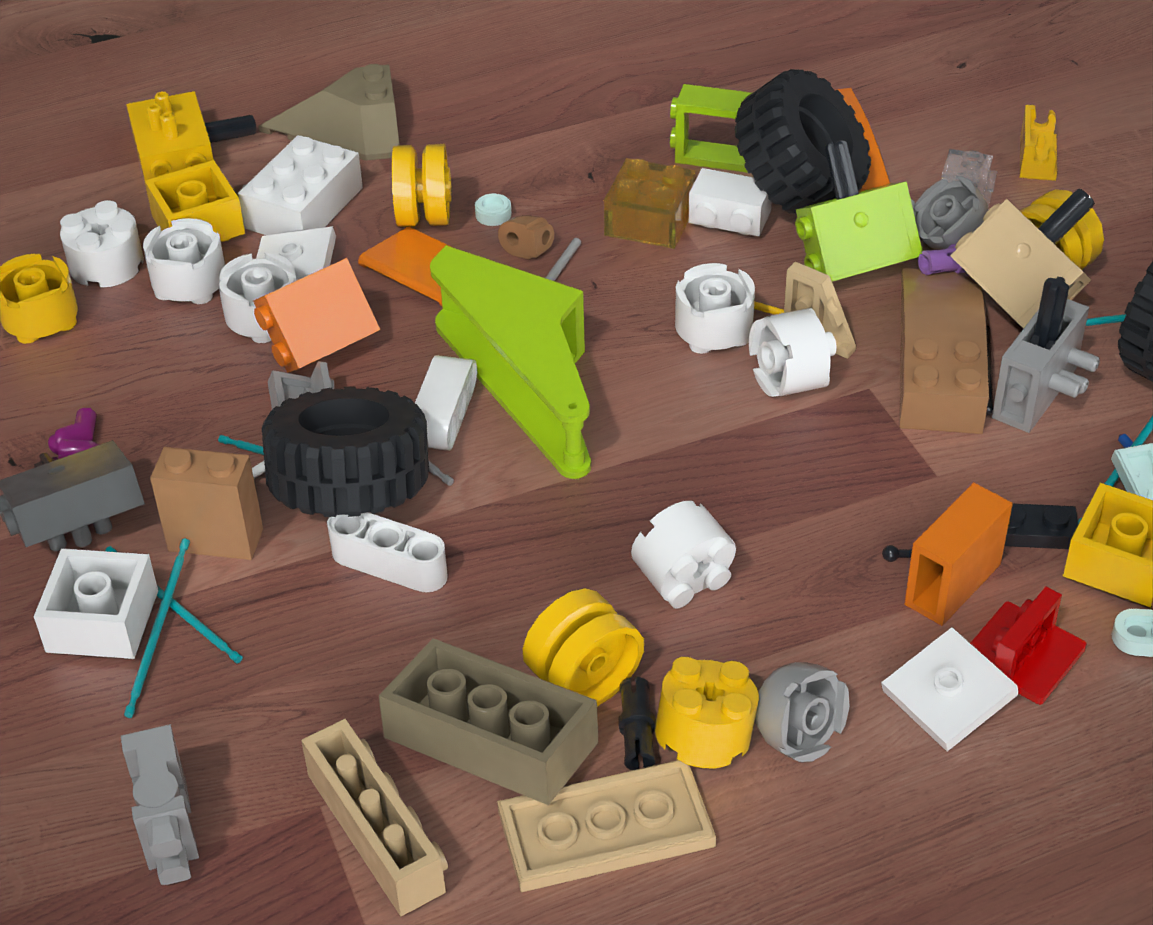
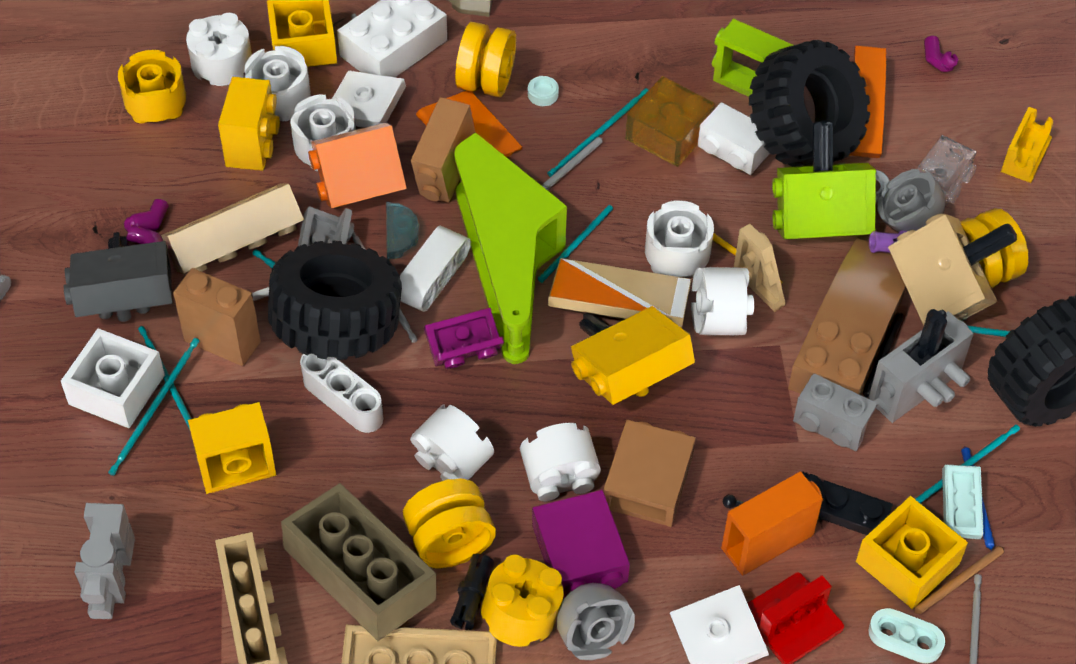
camera: 15 degrees right, 10 degrees up
(168, 305) = (248, 123): none -> yellow brick
(192, 411) = (232, 228): none -> tan brick
(280, 638) = (232, 447): none -> yellow brick
(387, 370) = (401, 229): none -> clear light blue plate
(407, 280) = (435, 153): none -> medium nougat brick
(509, 462) = (463, 338): none -> magenta bracket
(526, 236) = (558, 126): medium nougat piece -> none
(546, 564) = (450, 444): none -> white brick
(576, 229) = (598, 132): none -> teal piece
(599, 336) = (575, 243): none -> teal axle
(671, 376) = (617, 291): none -> tile
(716, 425) = (630, 353): none -> yellow piece
(744, 625) = (581, 541): none -> magenta brick
(789, 544) = (649, 472): none -> medium nougat brick
(900, 91) = (933, 56): none -> magenta arm
(967, 431) = (833, 412): none -> light grey bracket

